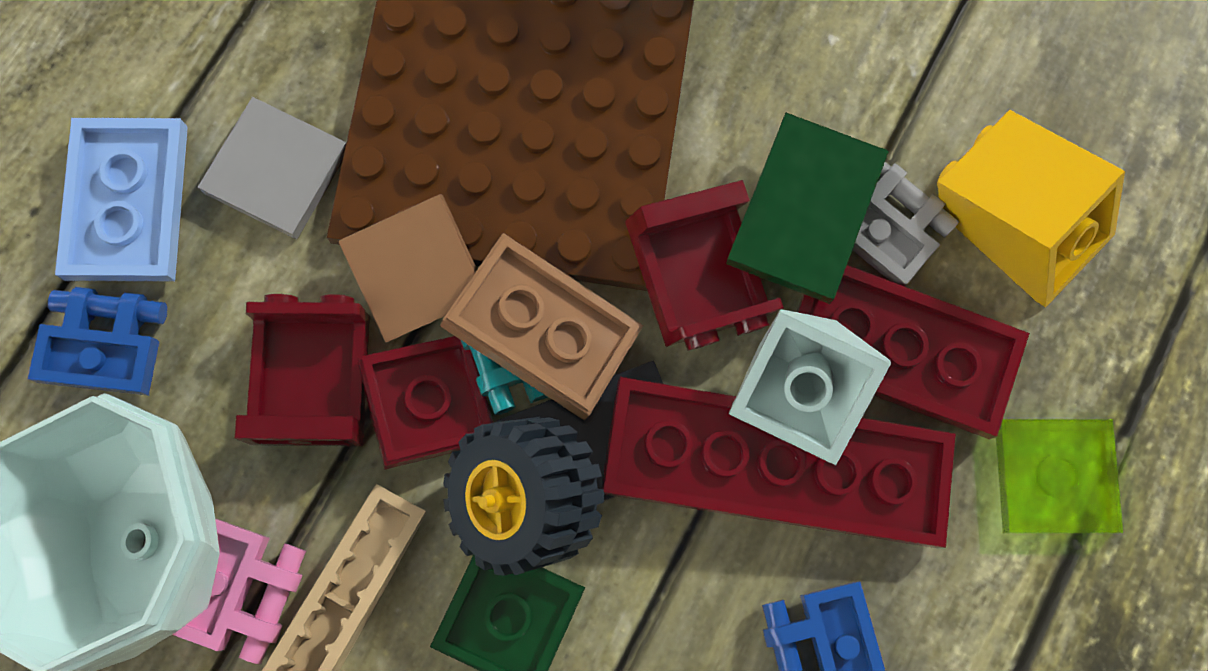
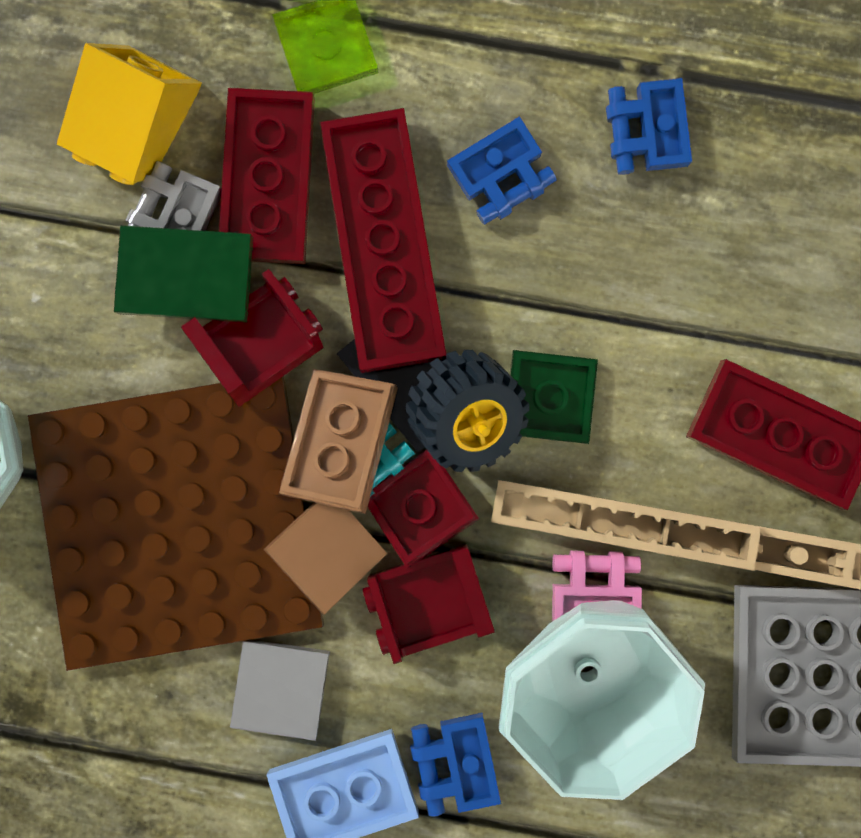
camera: 105 degrees left, 10 degrees up
(810, 383) = (320, 231): light aqua slope -> none

